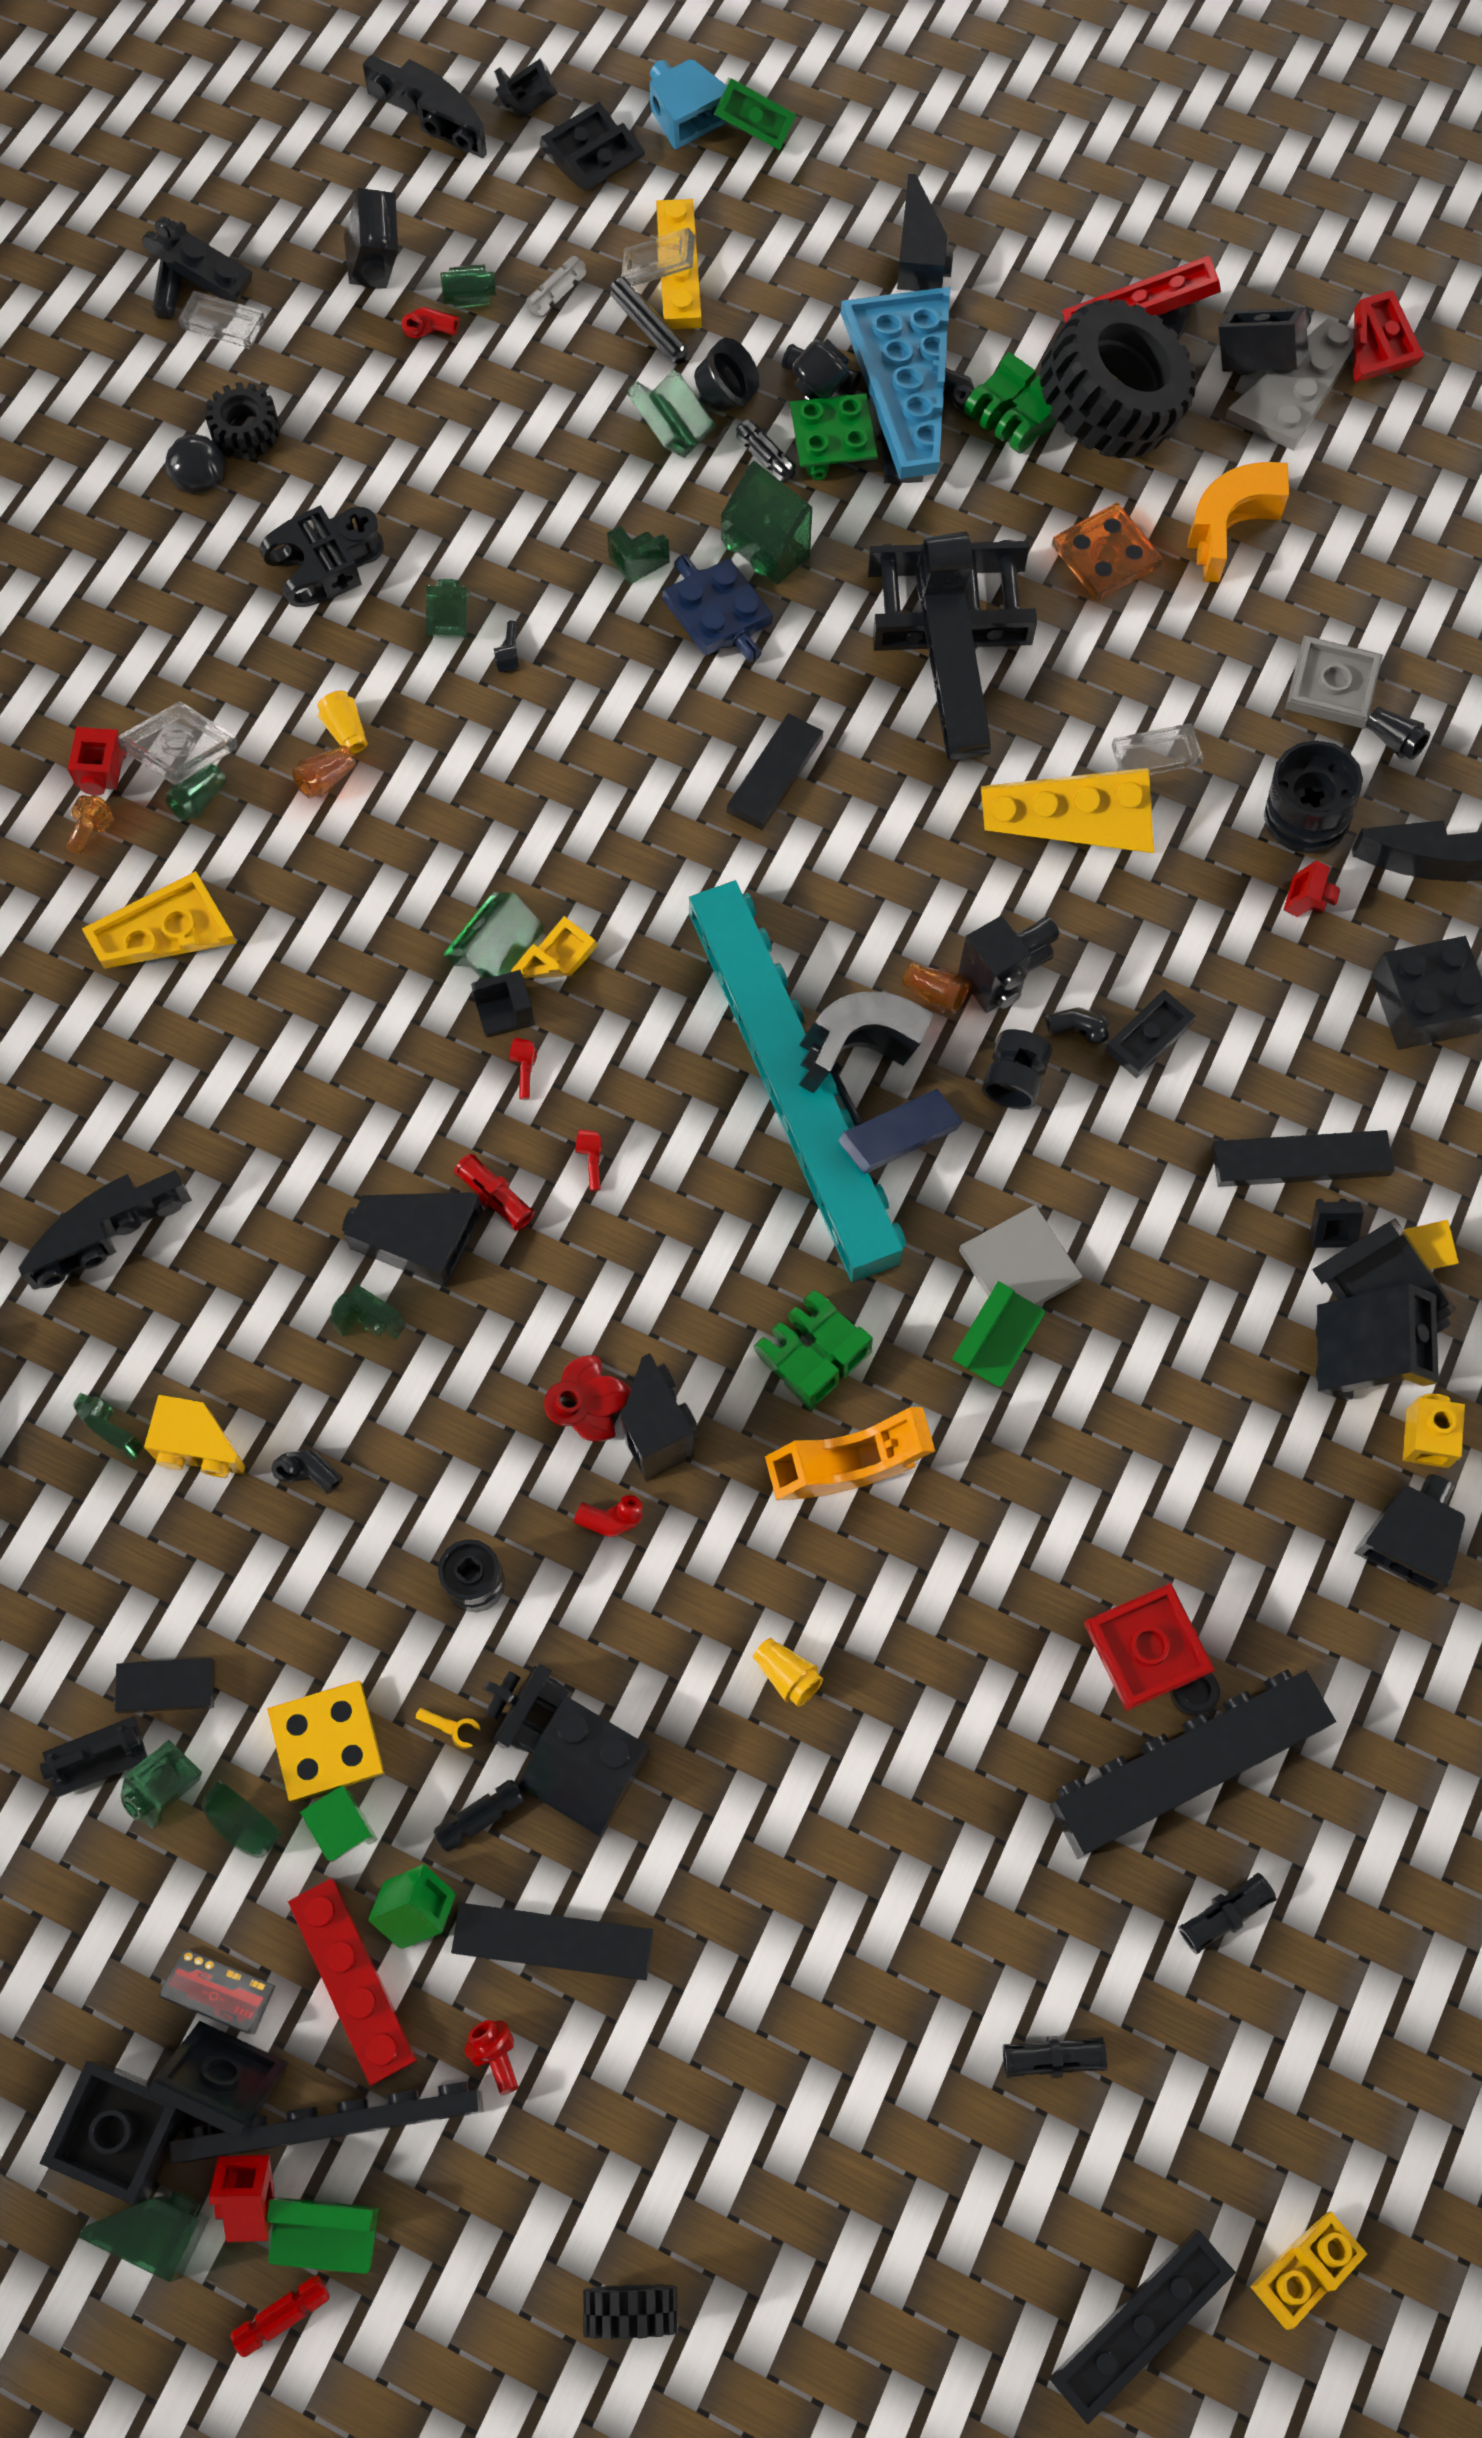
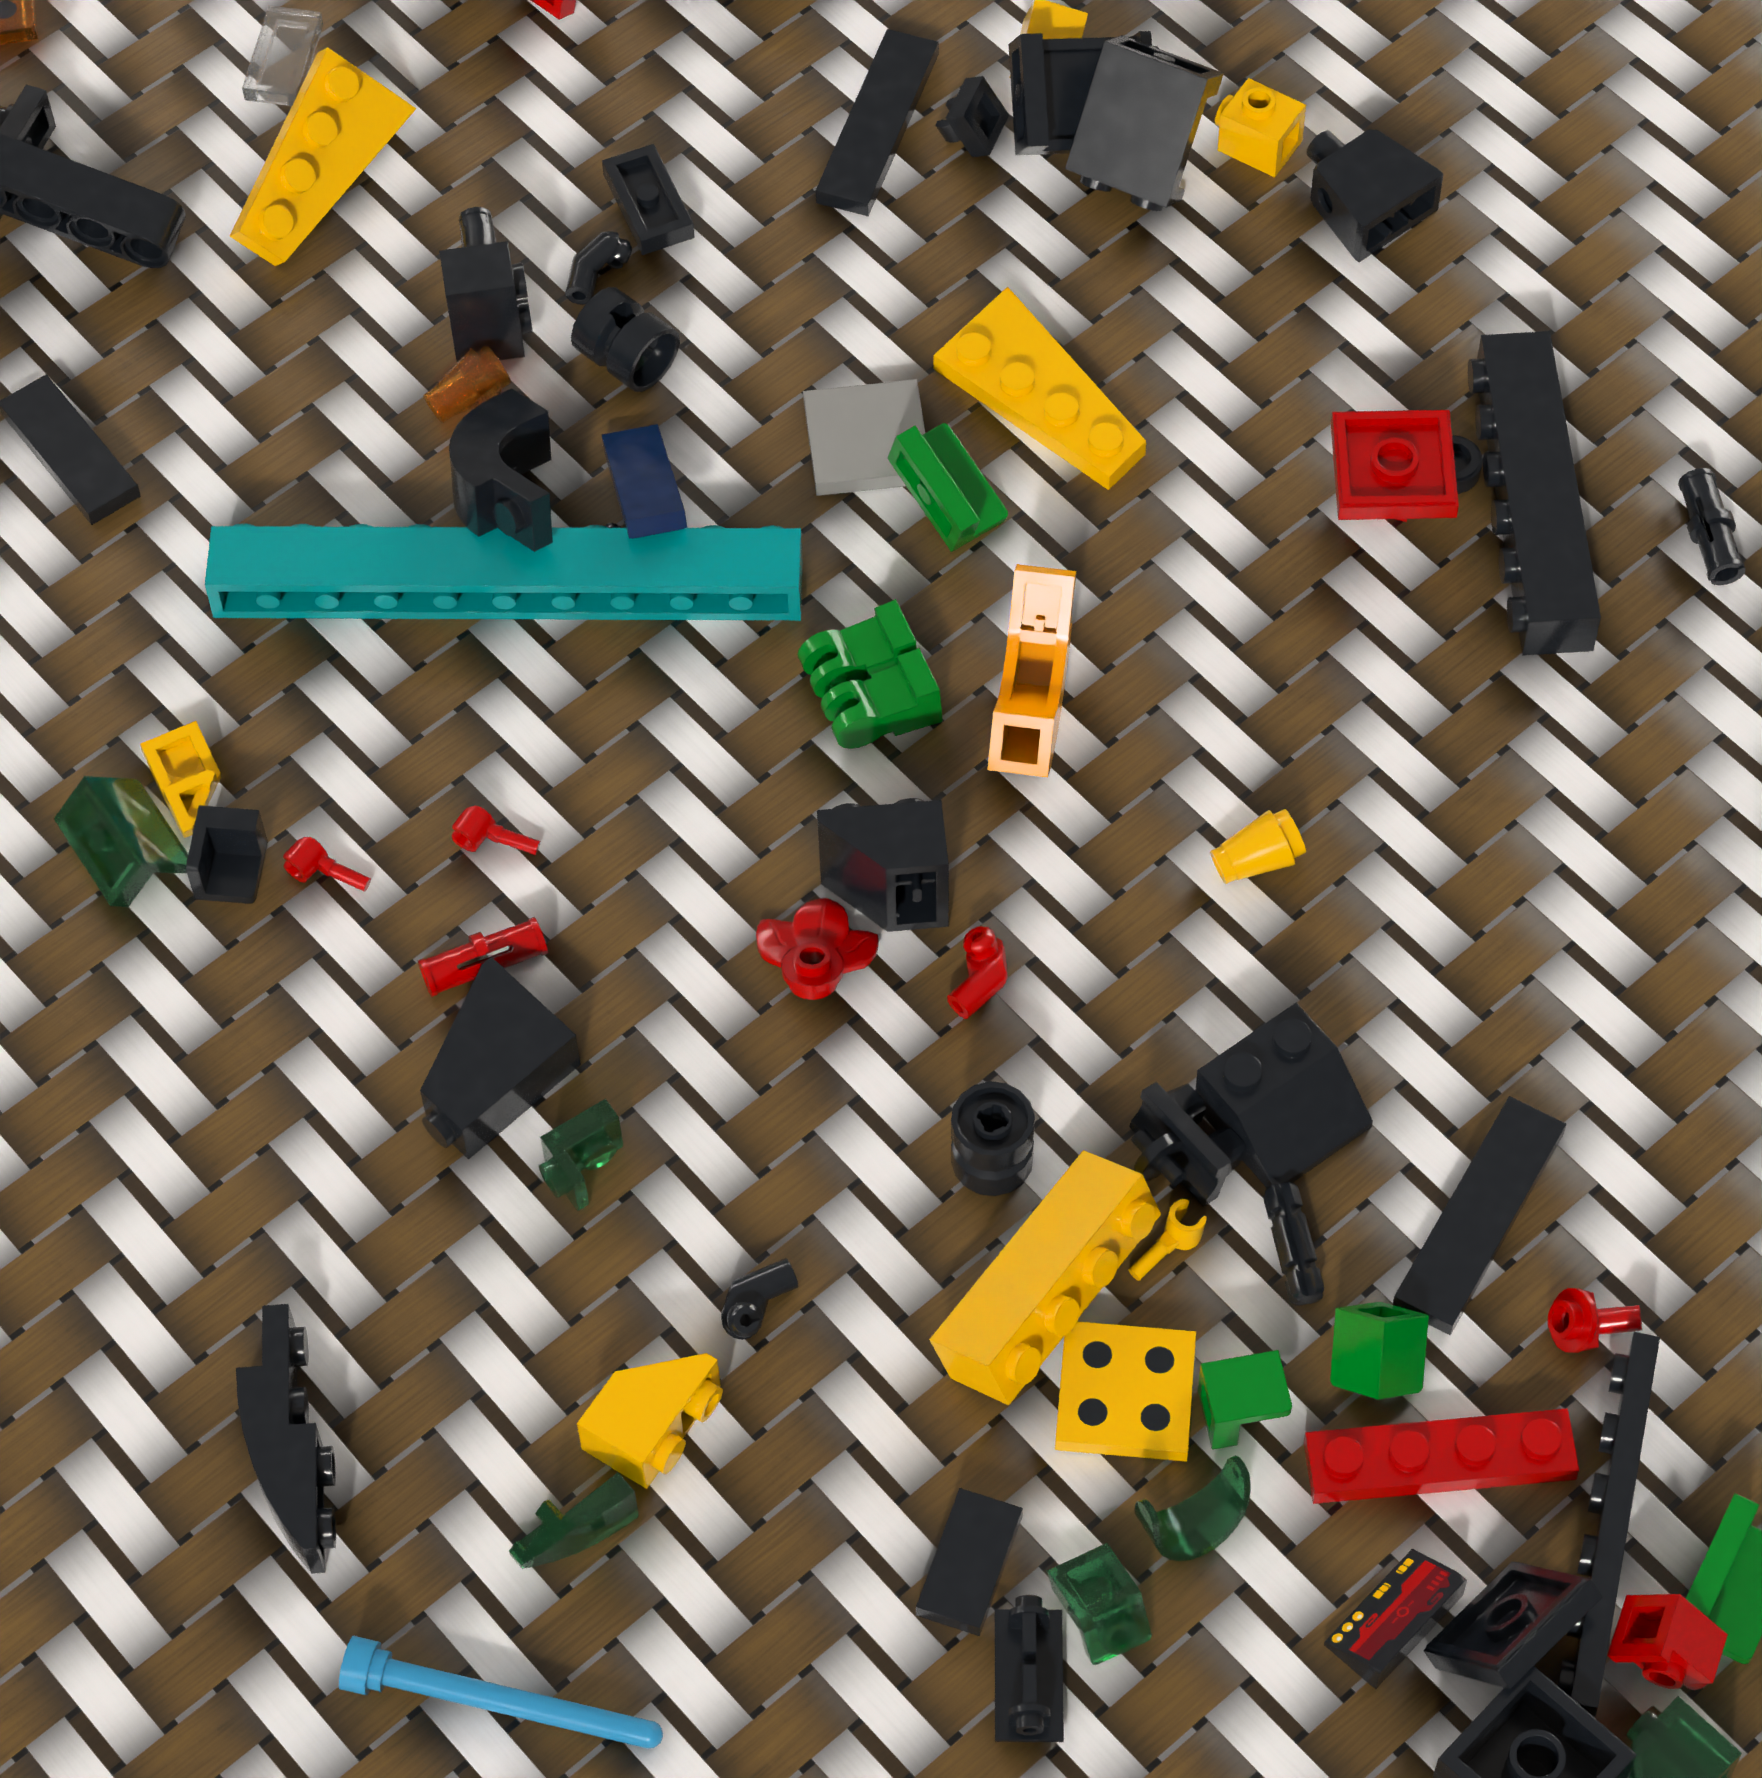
camera: 65 degrees left, 10 degrees down
(379, 1654) = (1045, 1277): none -> yellow brick
(1123, 1356) = (1036, 385): none -> yellow wing

